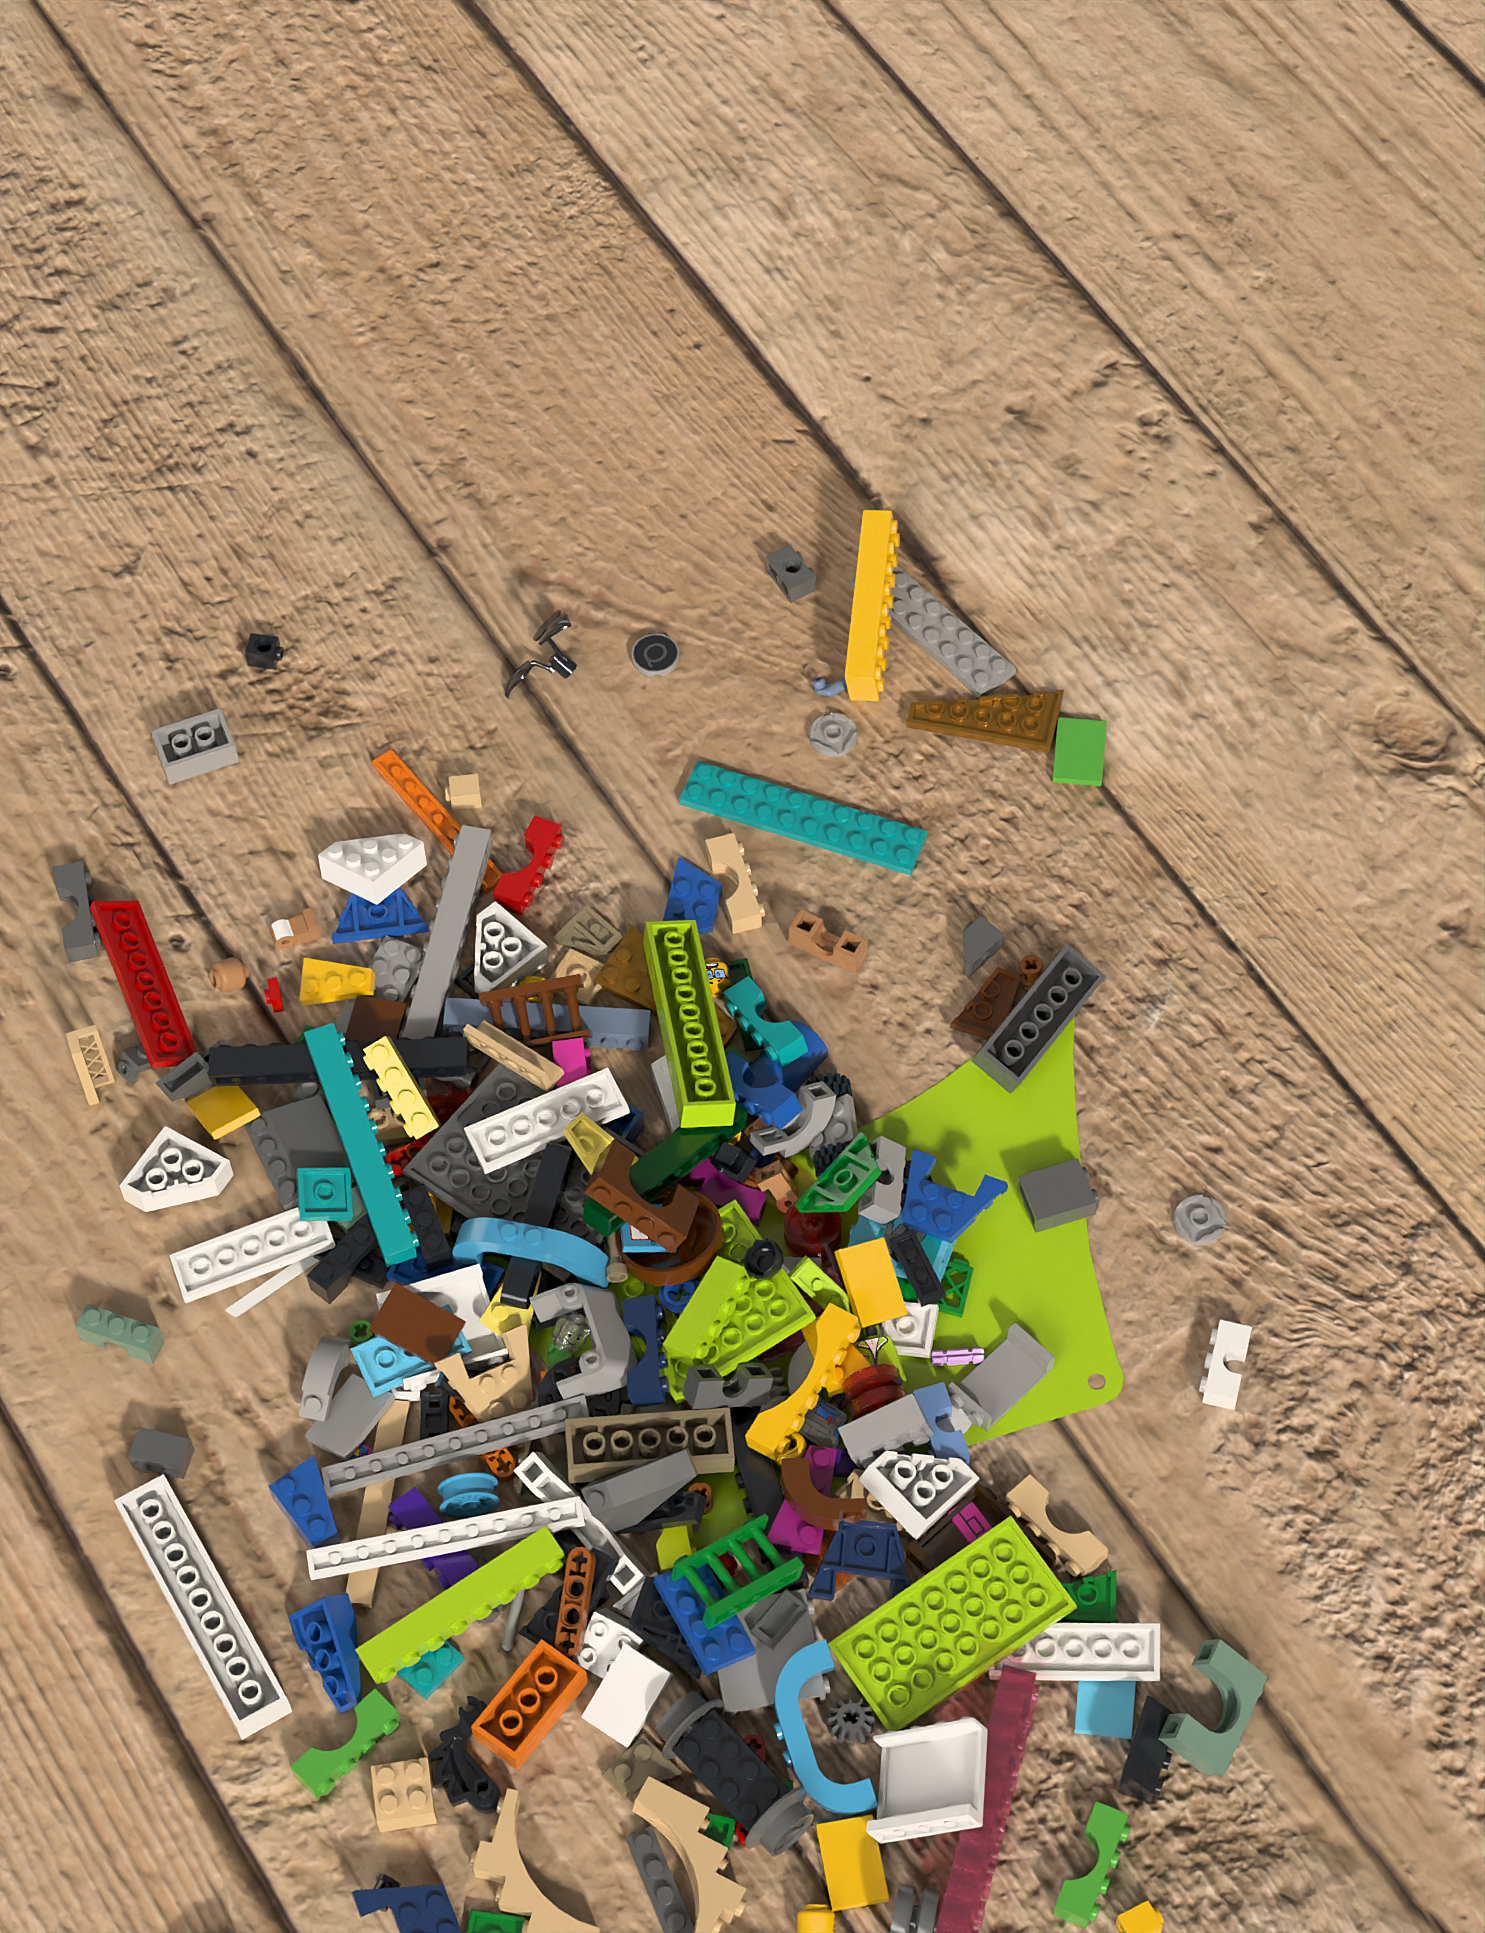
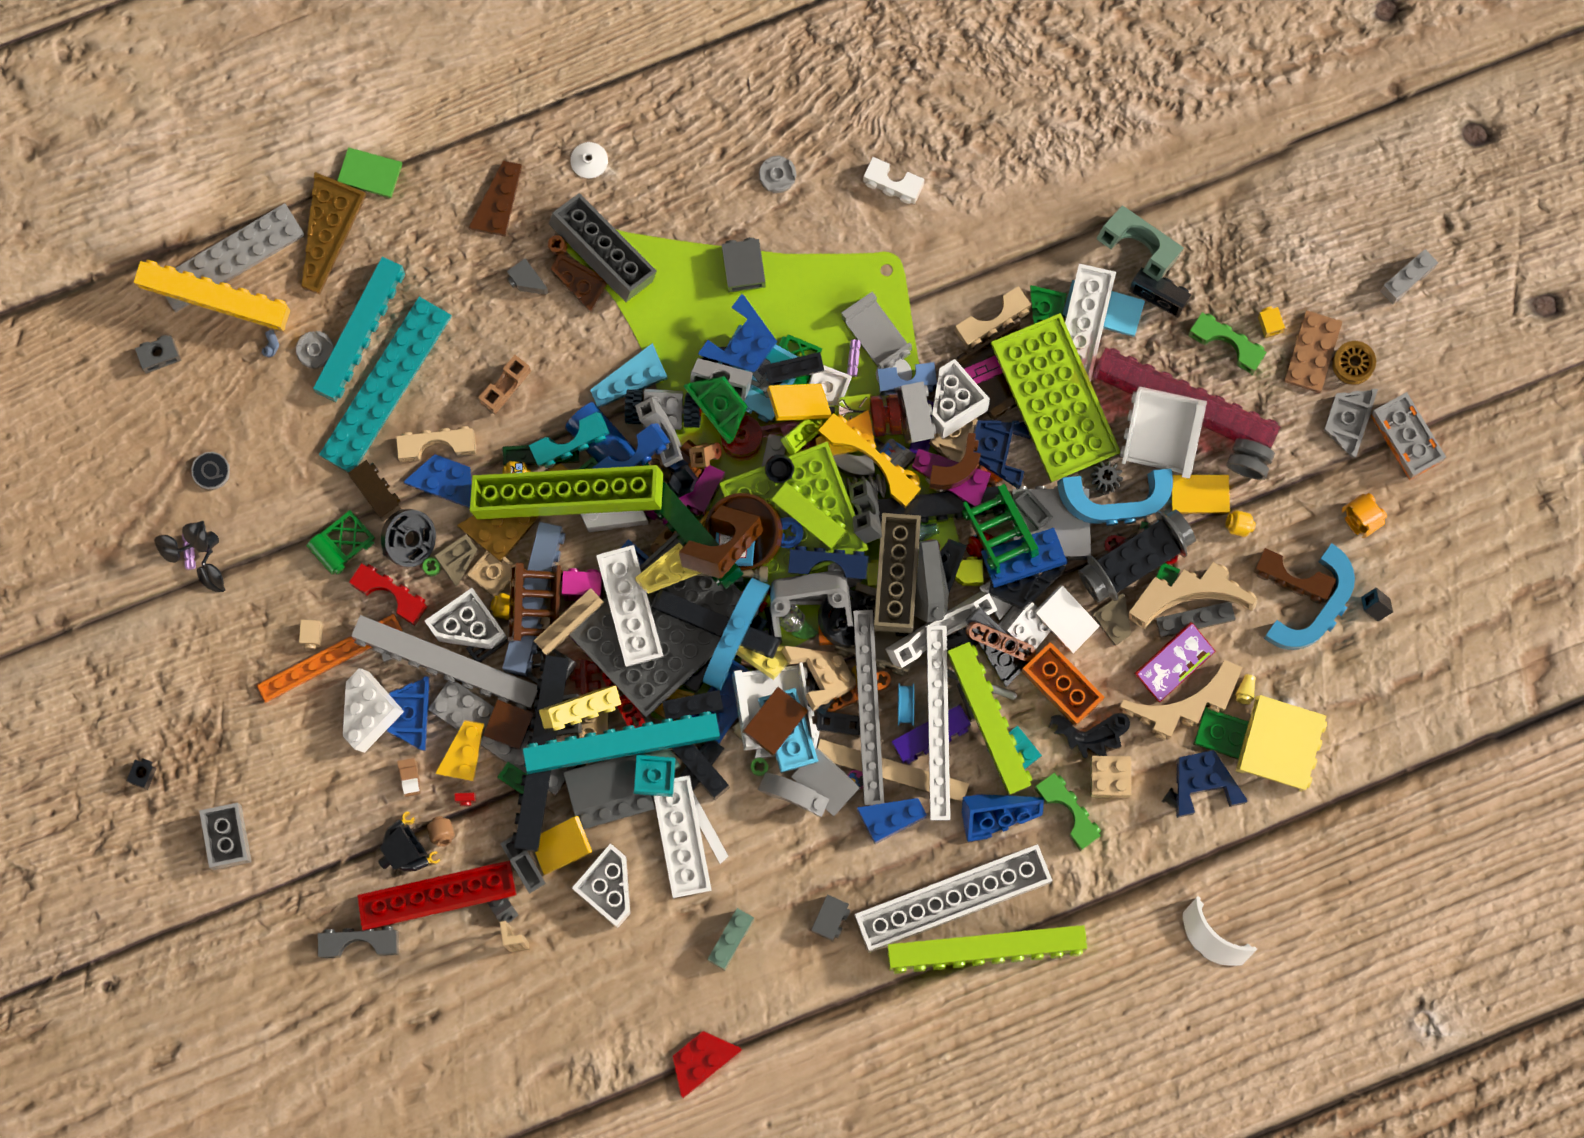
camera: 80 degrees left, 20 degrees up
(133, 1661) = (987, 948): none -> lime brick
(201, 935) = (403, 848): none -> black torso
(547, 651) = (189, 556): none -> lavender axle
(569, 903) = (437, 565): none -> bright green bush
(570, 795) = (327, 551): none -> green piece
(588, 1861) = (1175, 662): none -> tile
(622, 870) = (394, 544): none -> black piece
(661, 827) = (375, 490): none -> dark brown brick
(725, 1487) = (928, 530): none -> clear light blue cone
(868, 773) = (359, 329): none -> teal brick
(872, 1091) = (636, 374): none -> medium azure wing
(1076, 898) = (497, 205): none -> reddish brown wing
(1161, 1001) = (591, 168): none -> white dish

